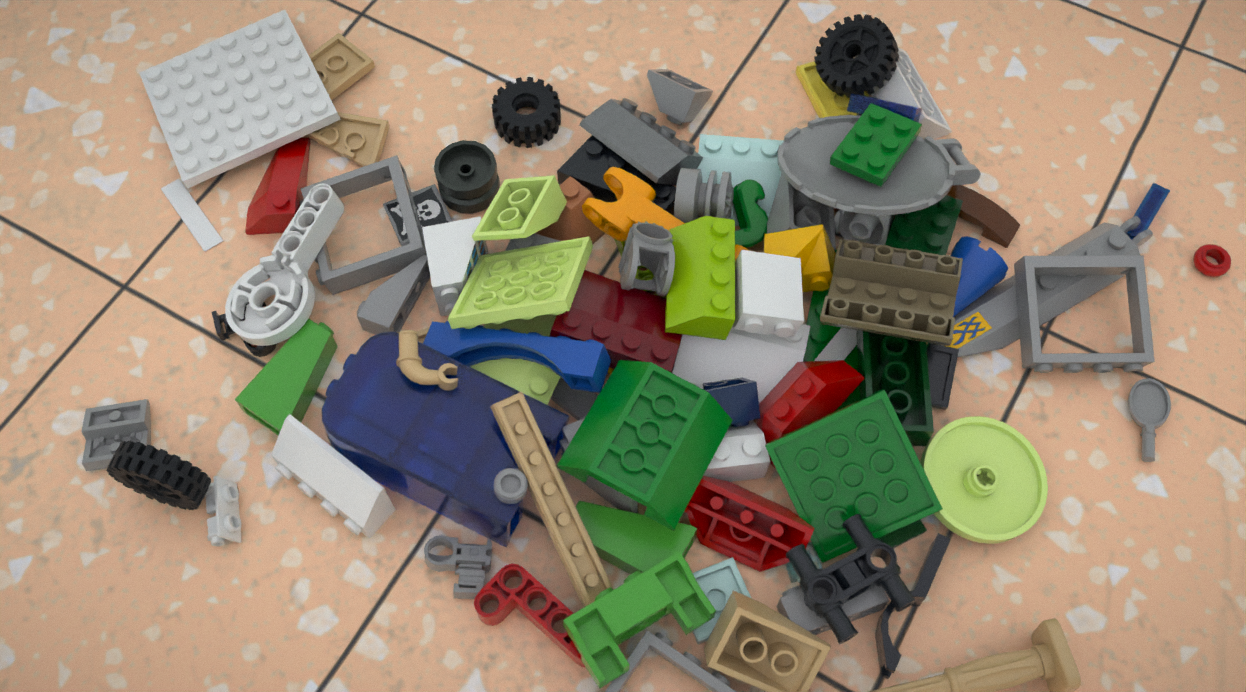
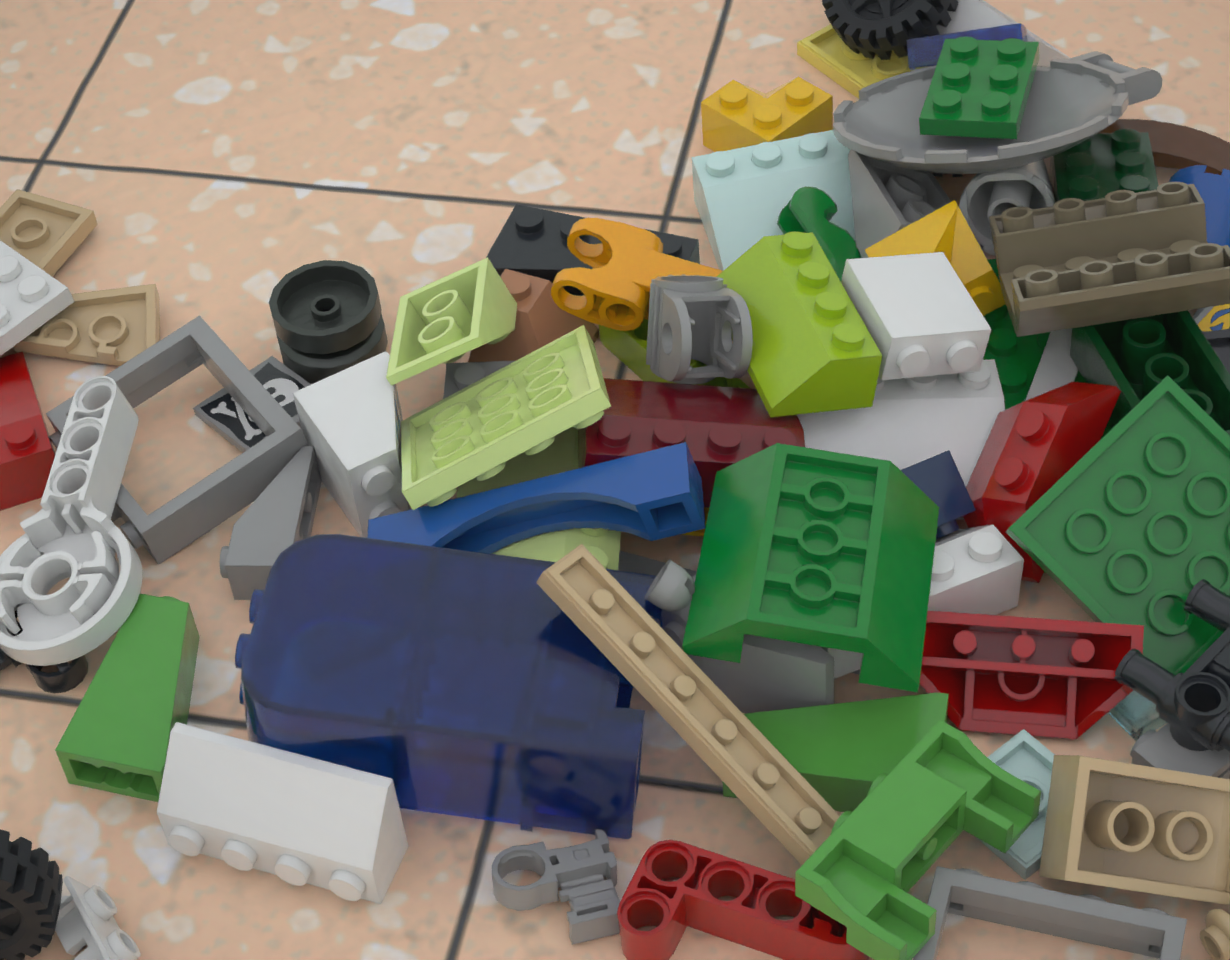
camera: 15 degrees left, 15 degrees down
(412, 366) = (374, 568): tan piece -> none
(510, 485) = (618, 697): light grey tile -> none
(529, 127) = (392, 235): black tyre -> none
(564, 427) = (671, 588): none -> light grey hinge
(641, 140) = (606, 189): flat silver slope -> none
(677, 95) = (628, 125): light grey slope -> none
(701, 199) = (730, 233): light grey wheel -> none
(755, 115) = (745, 117): none -> yellow slope

